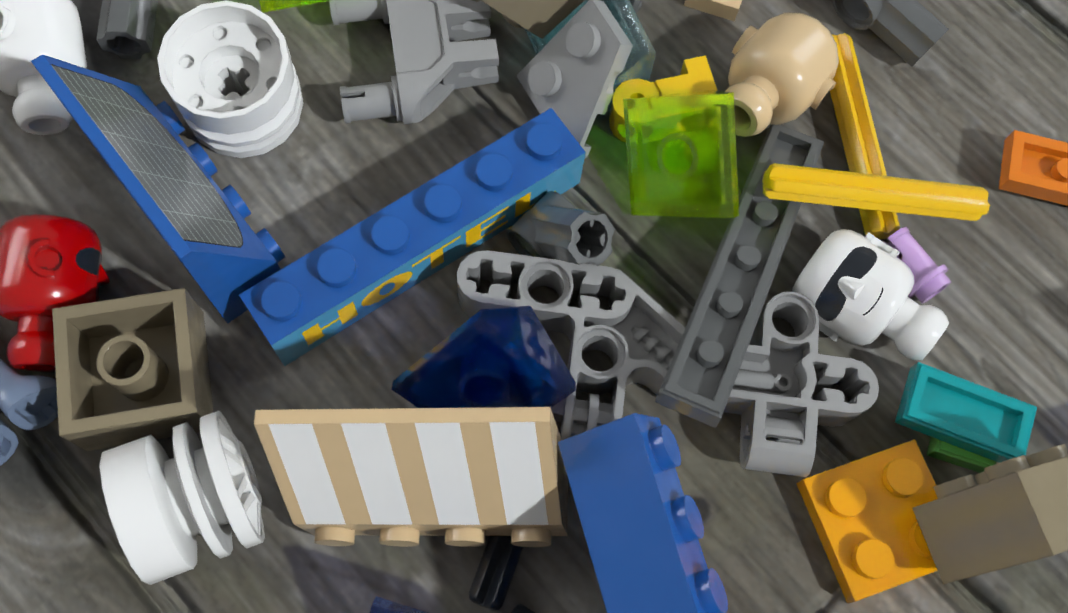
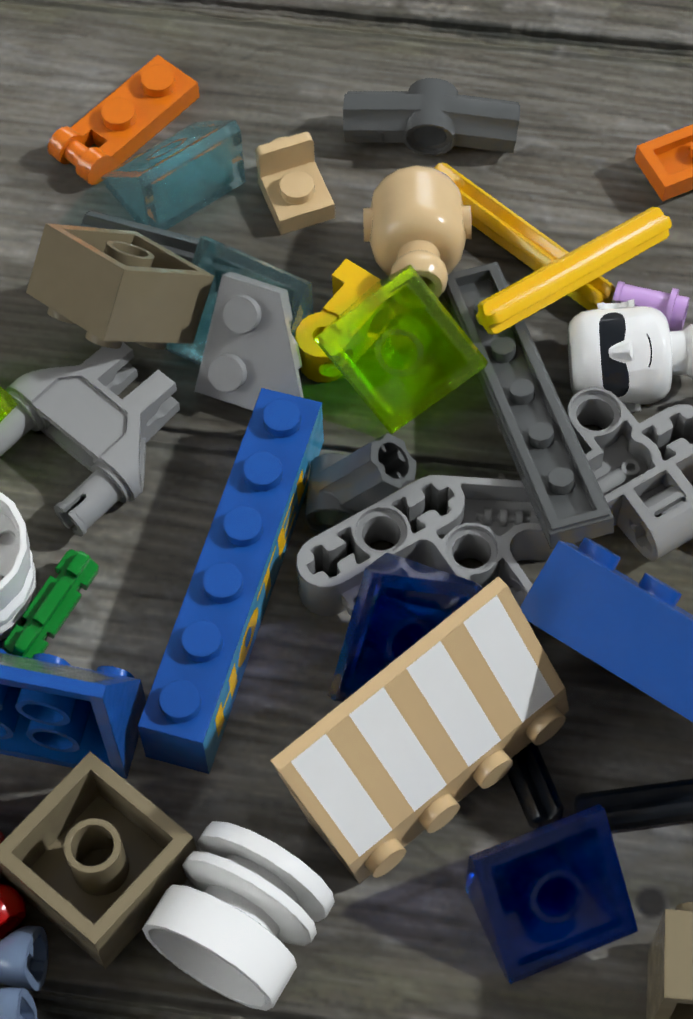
camera: 30 degrees left, 10 degrees down
(280, 159) = (52, 605): none -> green axle

